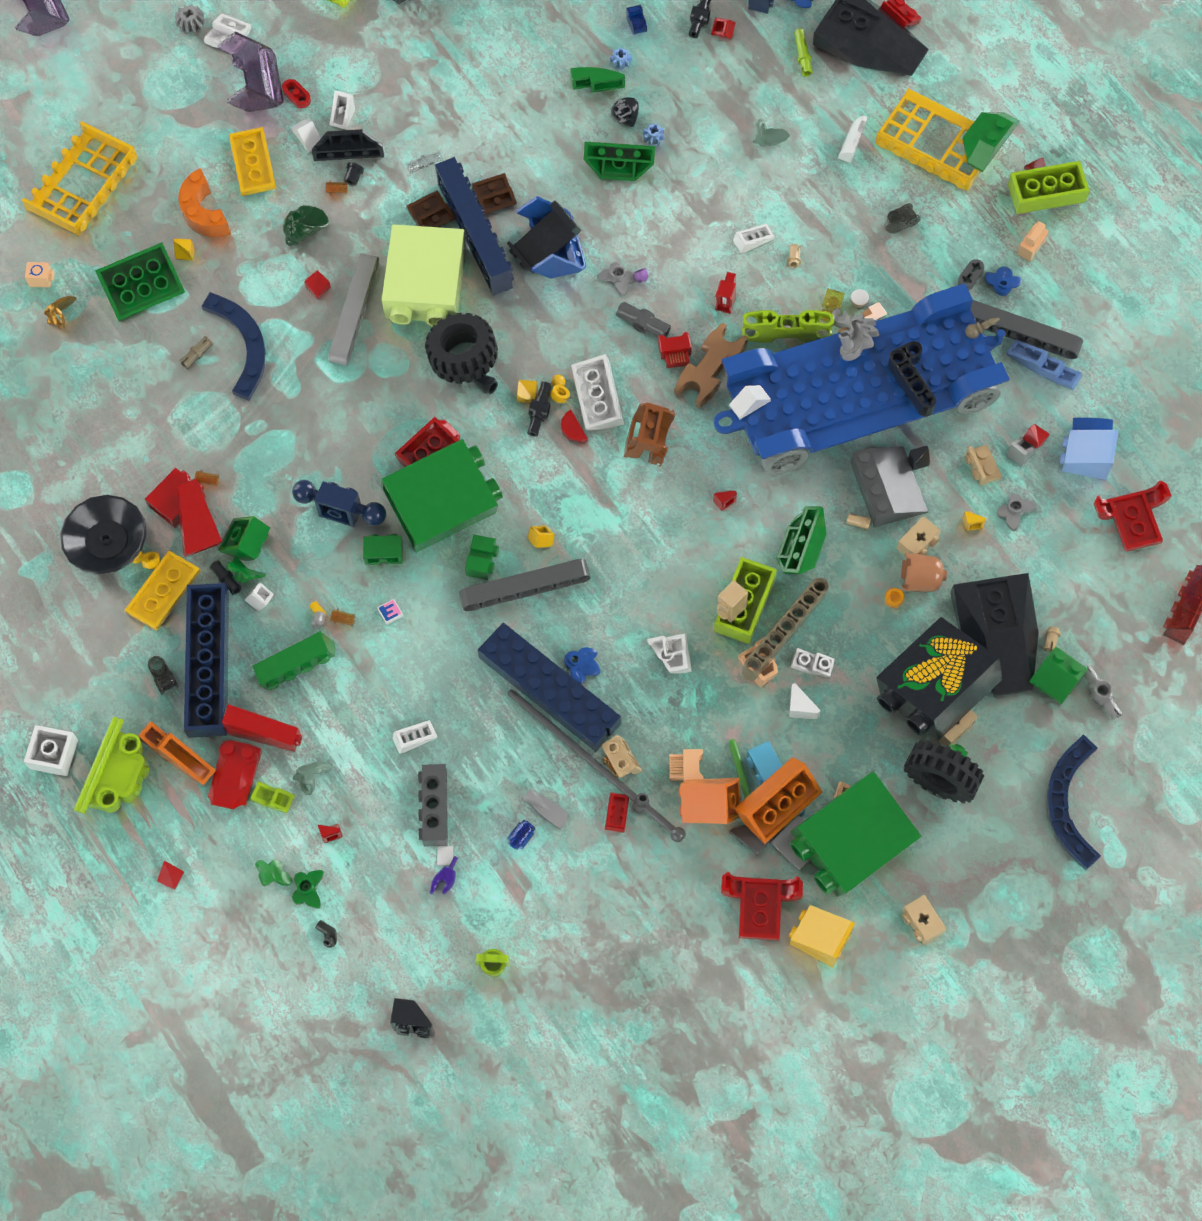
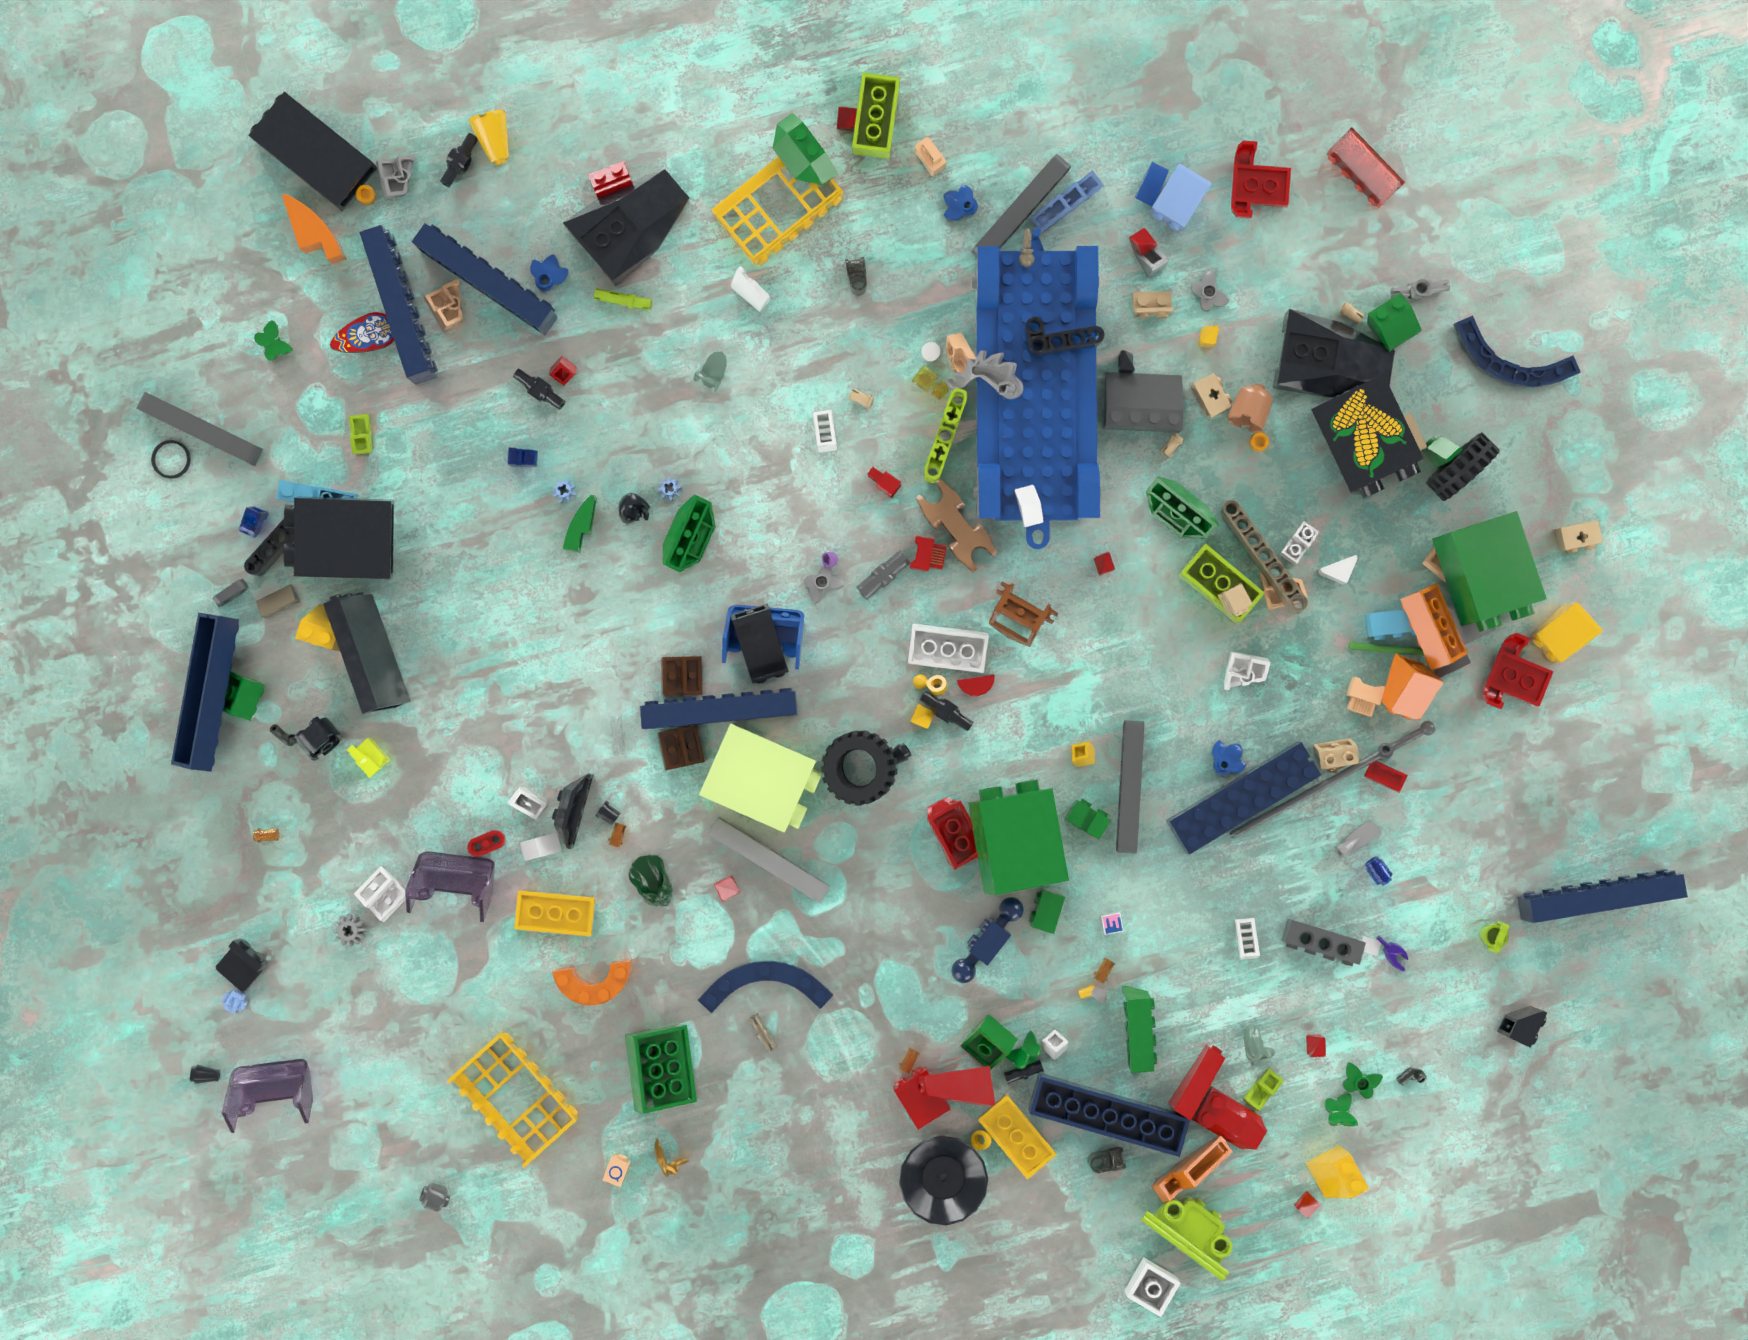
camera: 75 degrees left, 20 degrees up
(183, 249) = (638, 1013): yellow slope -> none
(211, 888) = (1337, 1174): none -> yellow slope
(569, 1058) = (1602, 896): none -> dark blue brick
(967, 272) = (946, 229): dark grey beam -> none

